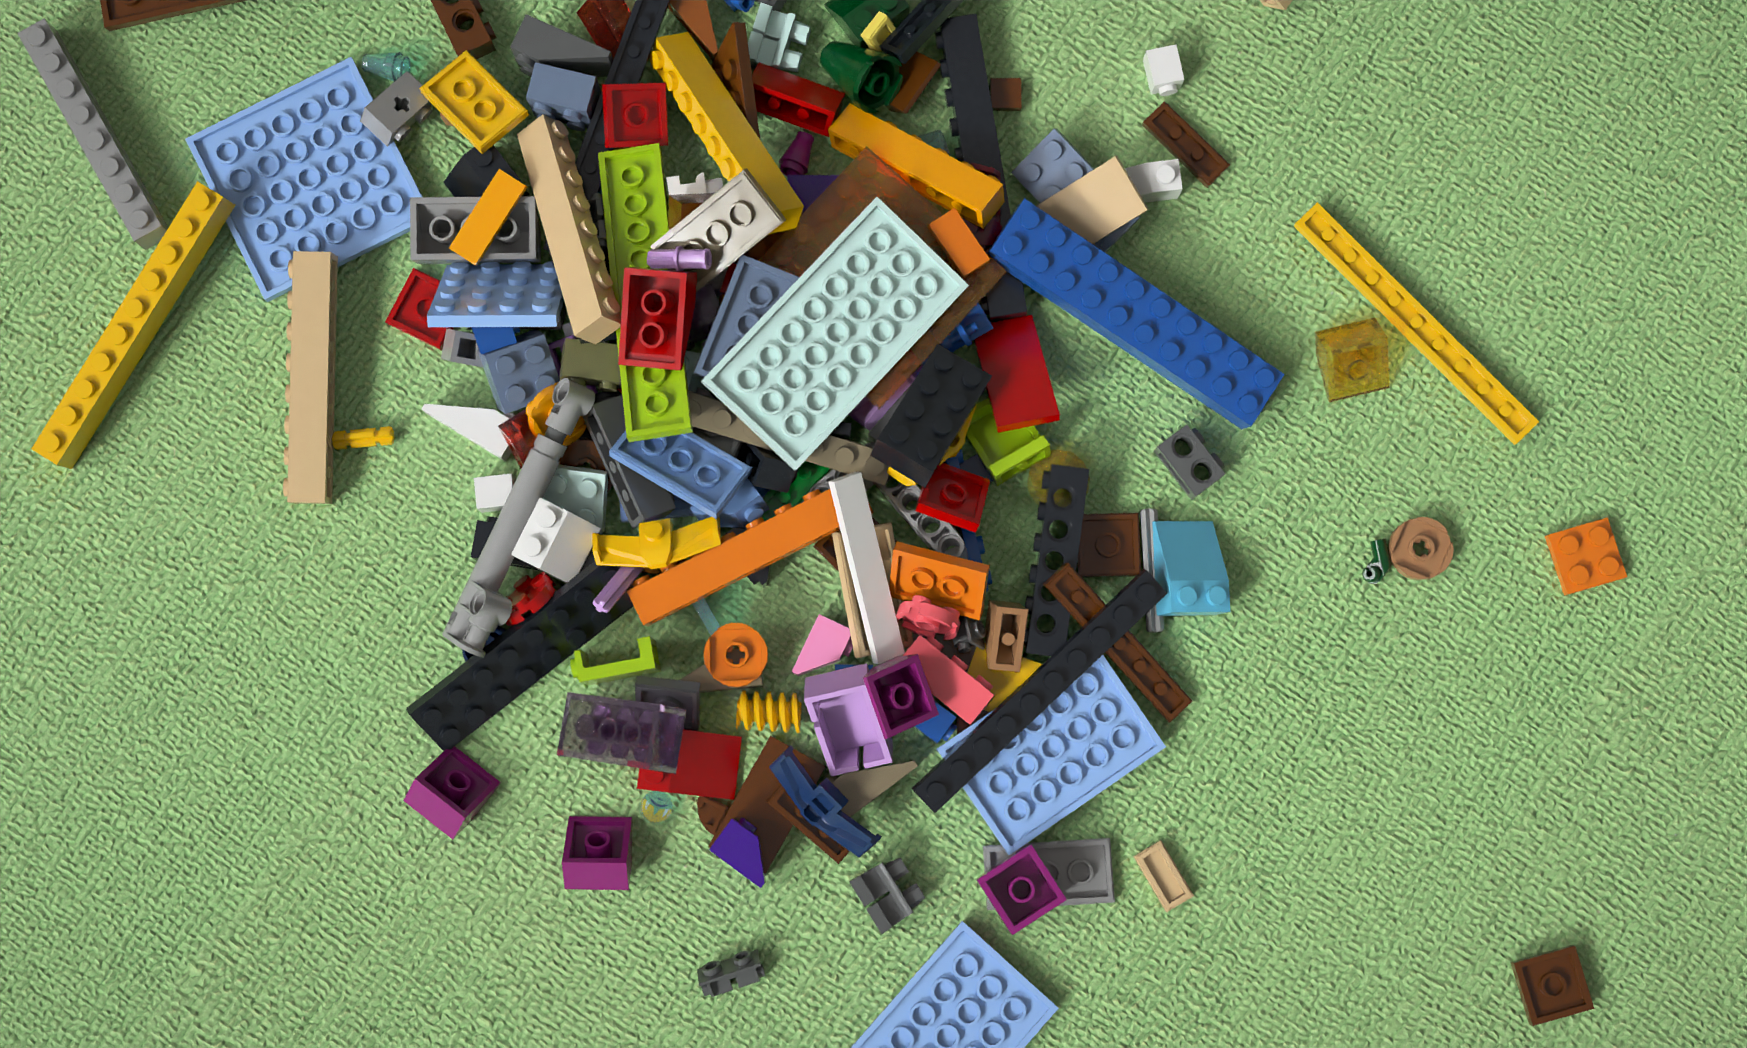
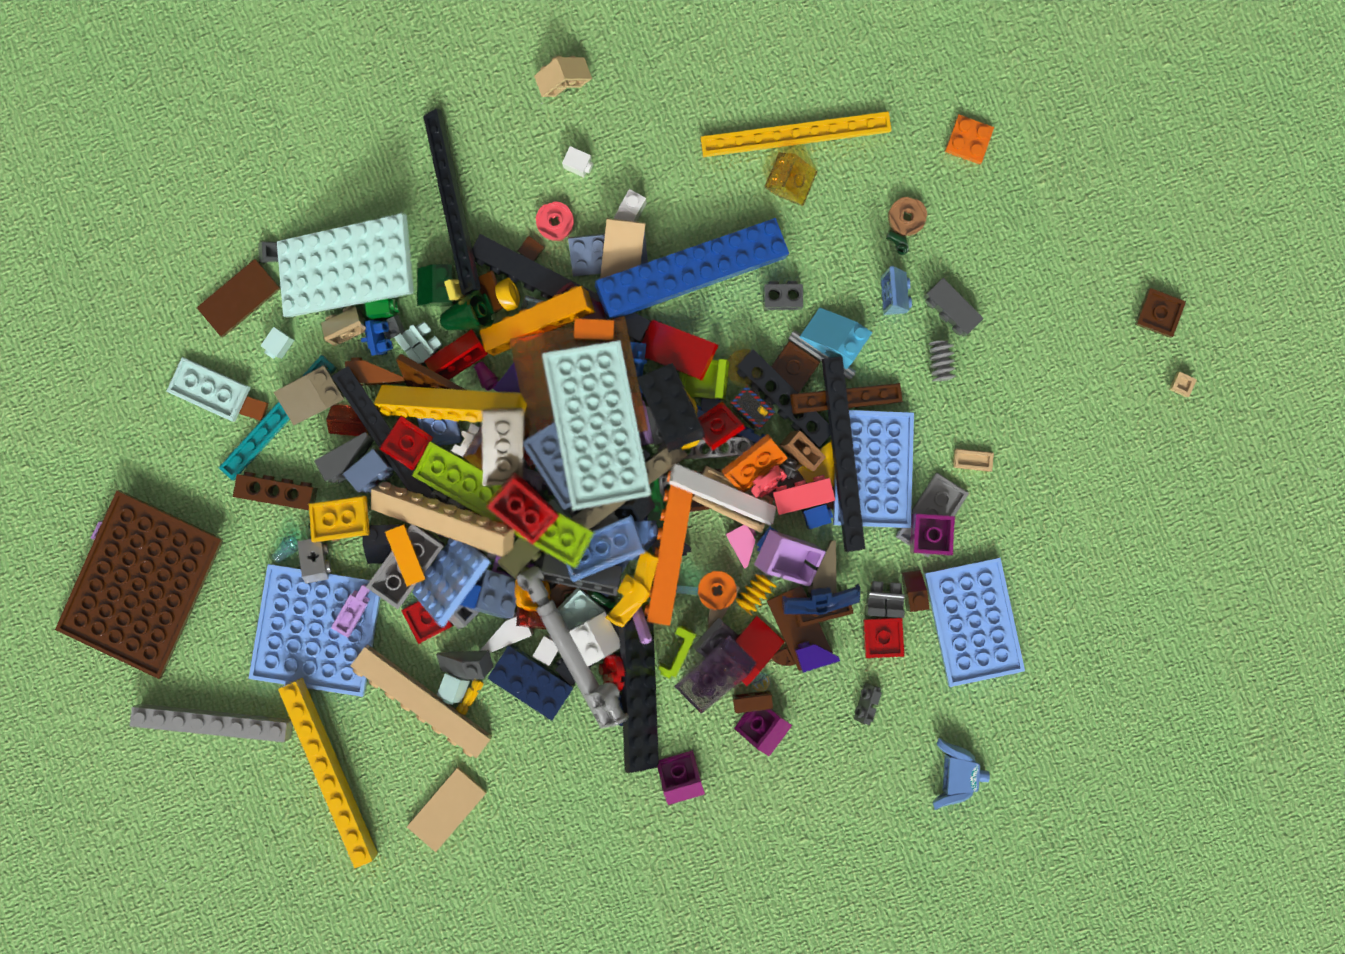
camera: 55 degrees left, 5 degrees up
(193, 515) = (446, 809): none -> tan tile
(357, 407) = (452, 689): none -> light aqua brick
(365, 205) = (352, 611): none -> lavender hinge
(402, 399) = (466, 663): none -> dark grey slope
(438, 501) = (530, 682): none -> dark blue brick
(614, 522) = (607, 603): none -> dark green arm
(621, 813) = (752, 701): none -> reddish brown slope
(679, 258) = (501, 475): lavender axle -> none
(685, 151) = (443, 430): none -> medium blue tile
(835, 928) = (883, 637): none -> red plate
(900, 694) = (797, 524): magenta slope -> none
(923, 105) = (507, 294): none -> yellow hat
(929, 924) = (915, 591): none -> reddish brown slope
(1011, 525) = (752, 407): none -> clear smoke brick
(1055, 112) = (554, 210): none -> coral plate
(1185, 144) = (622, 179): reddish brown tile -> none
(1264, 734) = (942, 360): none -> light grey piece
(1308, 604) = (895, 291): none -> medium blue slope
(1344, 697) = (953, 308): none -> dark grey brick

